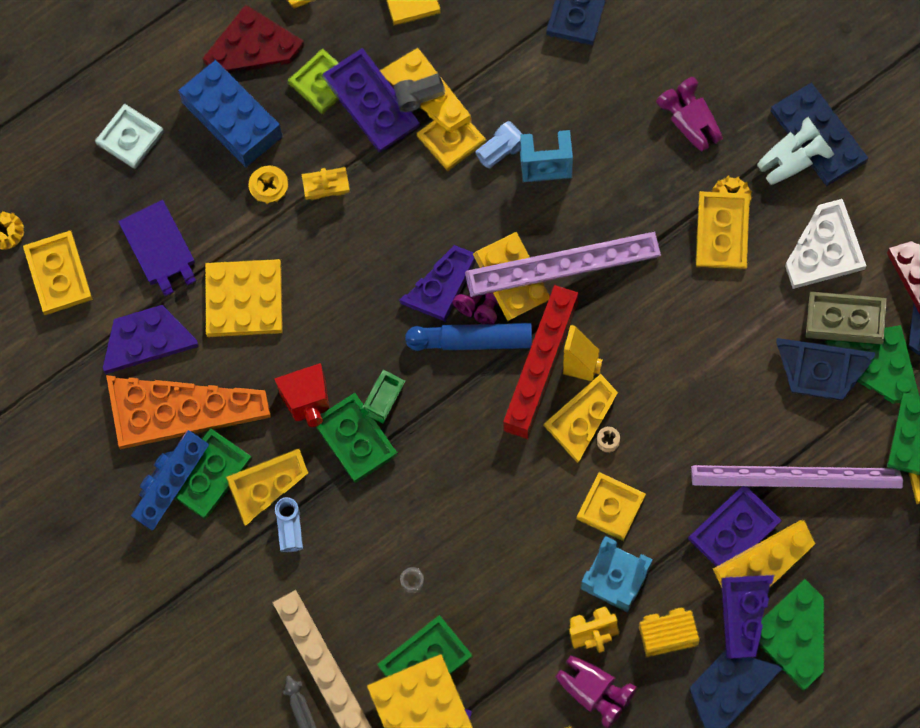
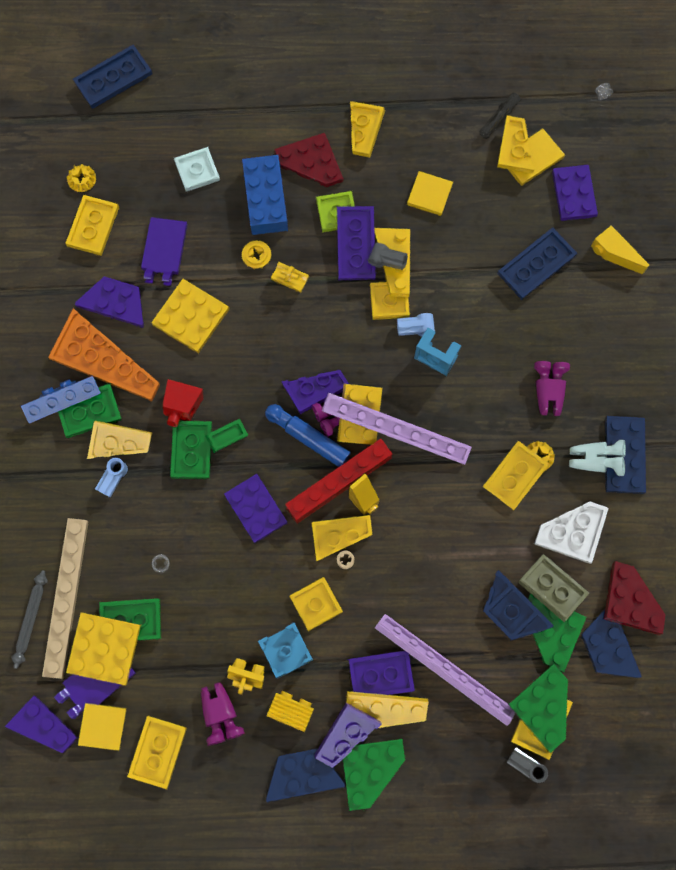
camera: 30 degrees right, 5 degrees up
(471, 452) = (255, 508): none -> dark purple plate

